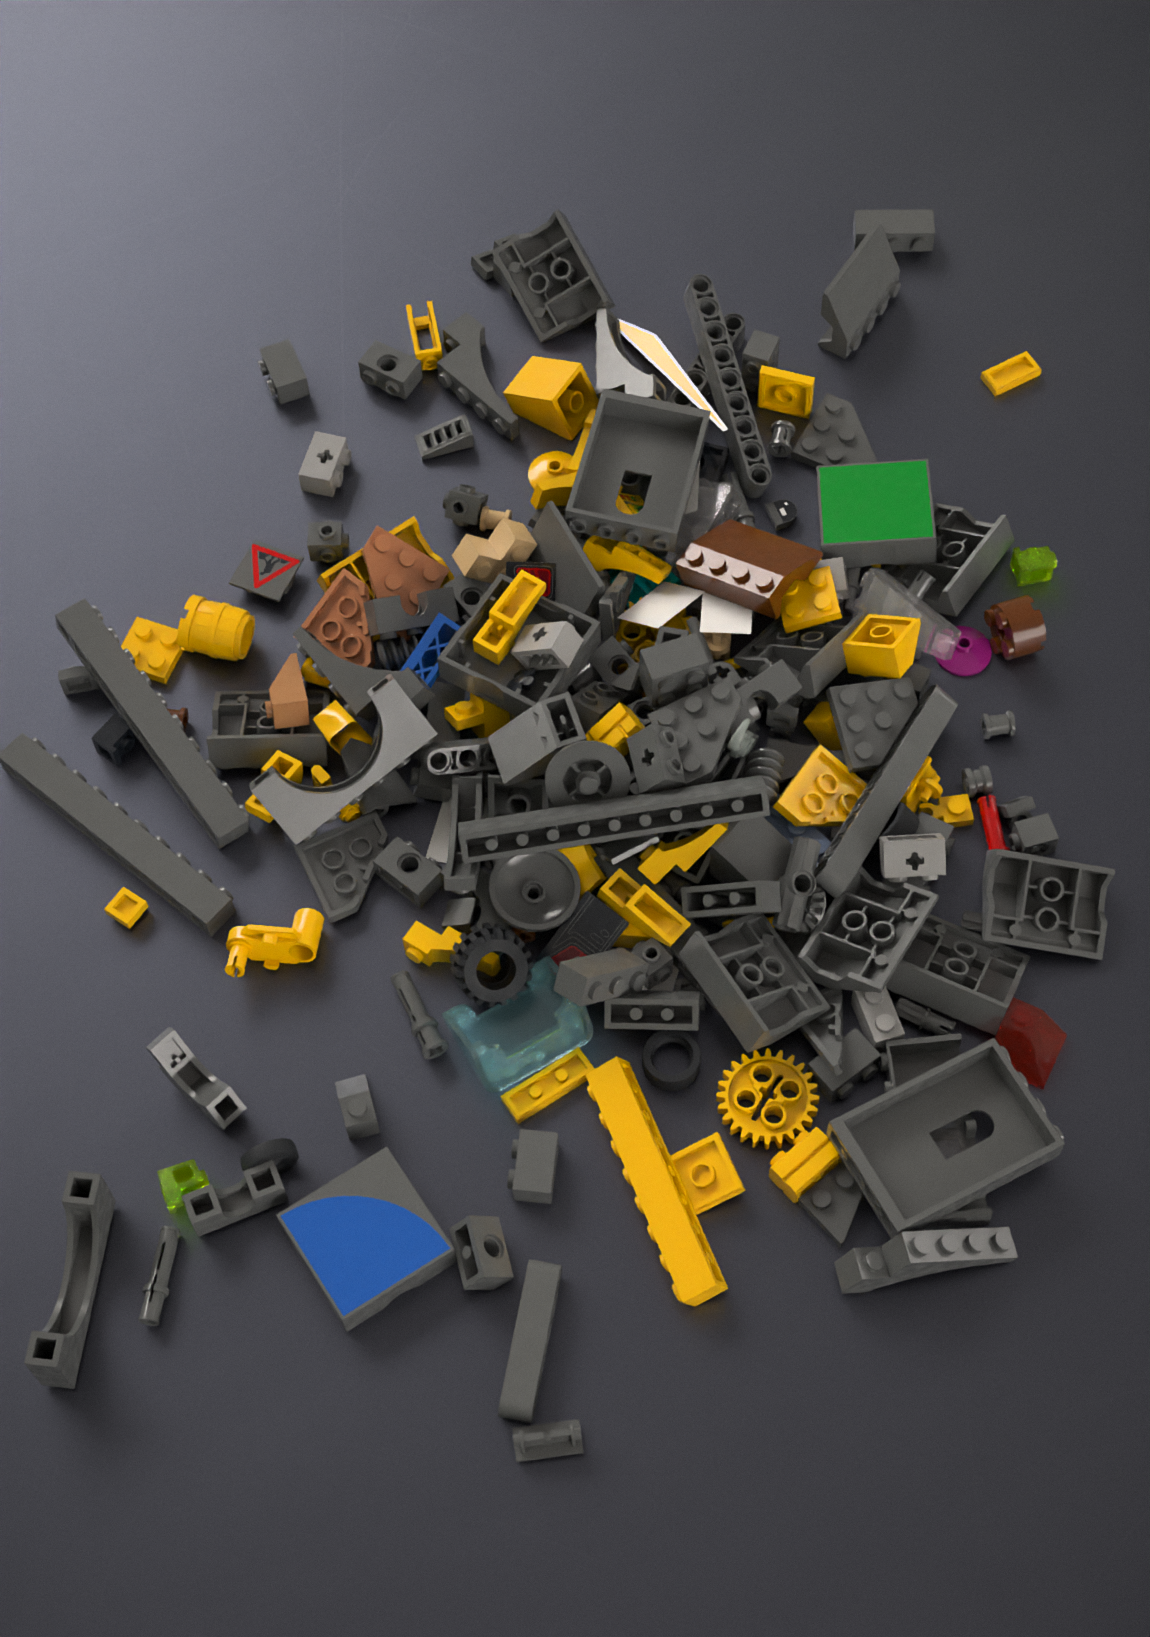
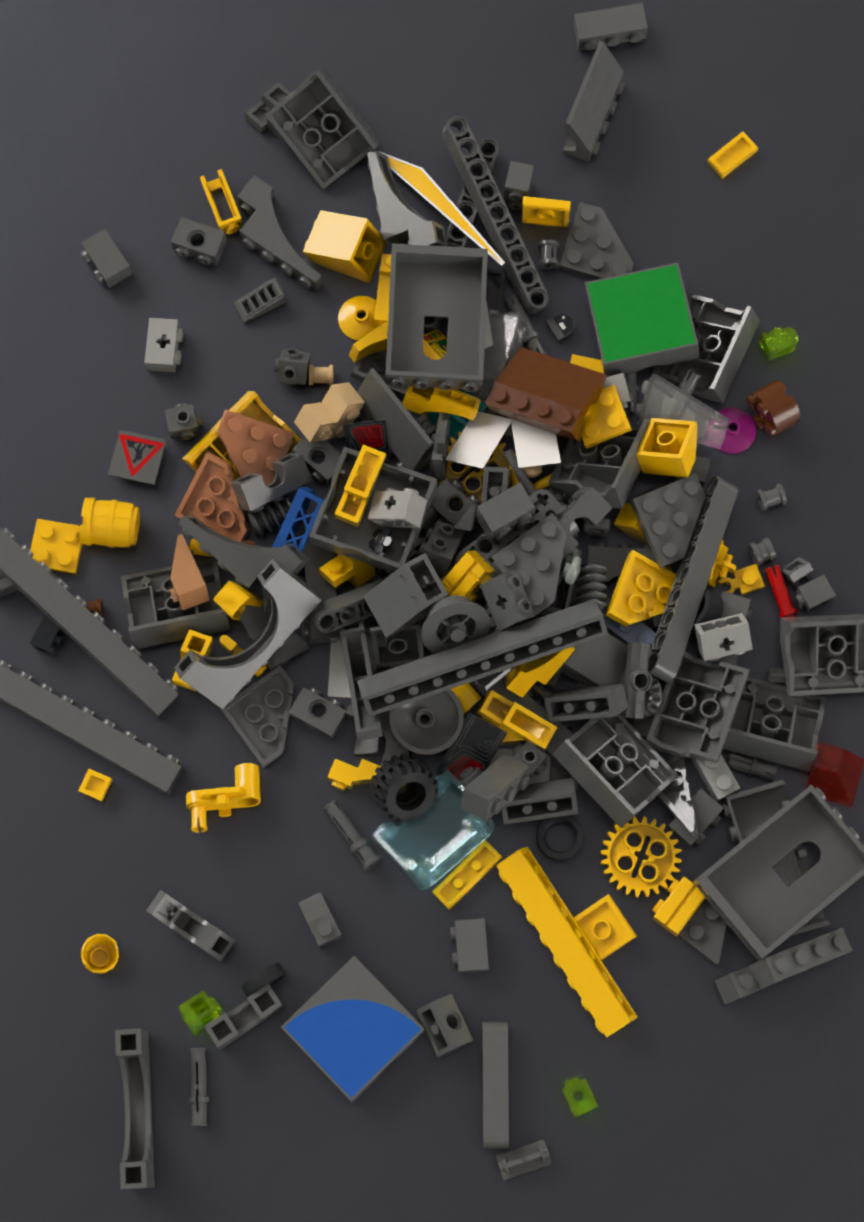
camera: 10 degrees left, 15 degrees up
(79, 1094) = (99, 953): none -> yellow hair
(639, 1386) = (588, 1101): none -> clear neon green brick

